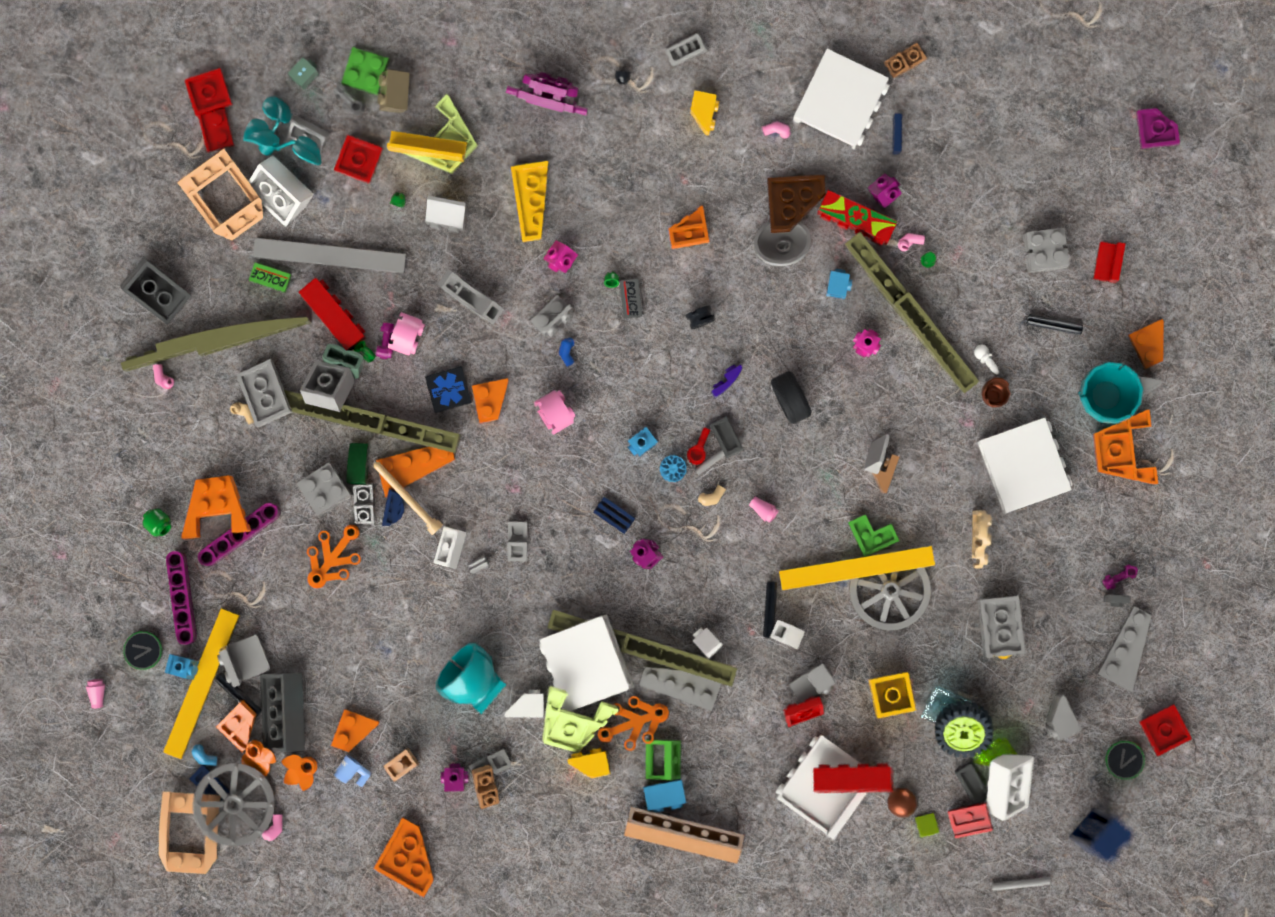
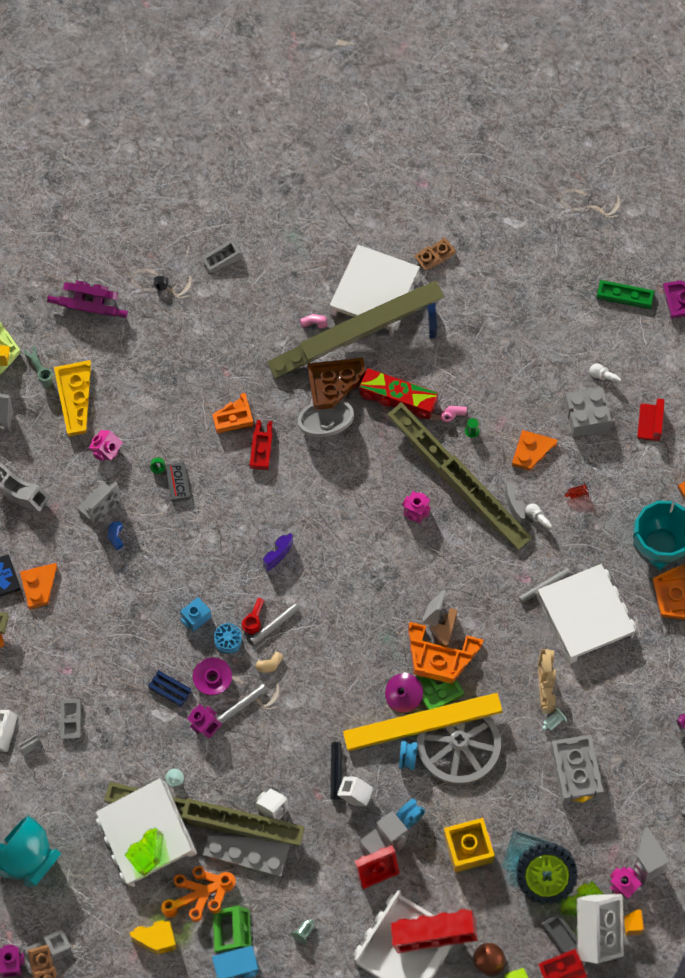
camera: 10 degrees left, 20 degrees down
(500, 173) = (44, 374): none -> sand green brick
(528, 705) = (85, 883): white slope -> none
(554, 411) = (104, 588): bright pink brick -> none
(570, 729) = (131, 901): yellowish green wing -> none
(587, 689) = (147, 852): none -> clear neon green slope
(615, 605) = (174, 777): none -> light aqua piece
(658, 497) = (208, 668): none -> magenta dish
(682, 536) = (242, 703): none -> light grey bar
(700, 314) = (248, 492): black wheel -> none
(702, 110) = (241, 305): yellow slope -> none
(716, 266) = (261, 447): none -> red hinge
(726, 437) = (281, 605): dark grey tile -> none
(730, 765) = (303, 931): none -> sand green piece
(764, 509) = (326, 673): bright pink cone -> none
(791, 397) = (343, 558): black tyre -> none
(819, 146) = (355, 329): none -> olive slope
(838, 284) = (384, 455): dark azure brick -> none
(838, 660) = (410, 813): none -> dark azure wheel
(840, 601) = (410, 755): none -> dark azure wheel
(849, 533) = (412, 696): none -> magenta dish
(876, 507) = (439, 661): none -> orange wing
(885, 190) = (424, 366): magenta brick -> none
(966, 351) = (515, 507): none -> light grey slope
(983, 573) = (553, 720): none -> light aqua piece
(986, 285) = (531, 449): none -> orange wing
(986, 432) = (533, 592): none -> light grey bar
(995, 392) = (550, 545): copper hair -> none
(1028, 335) = (577, 491): none -> clear red piece
(1038, 746) = (624, 889): none -> dark pink brick
(1041, 778) = (633, 923): none -> light orange slope
(1054, 324) = (603, 481): black axle -> none
(1060, 203) = (603, 373): none -> white bar
(1097, 118) = (625, 294): none -> green tile

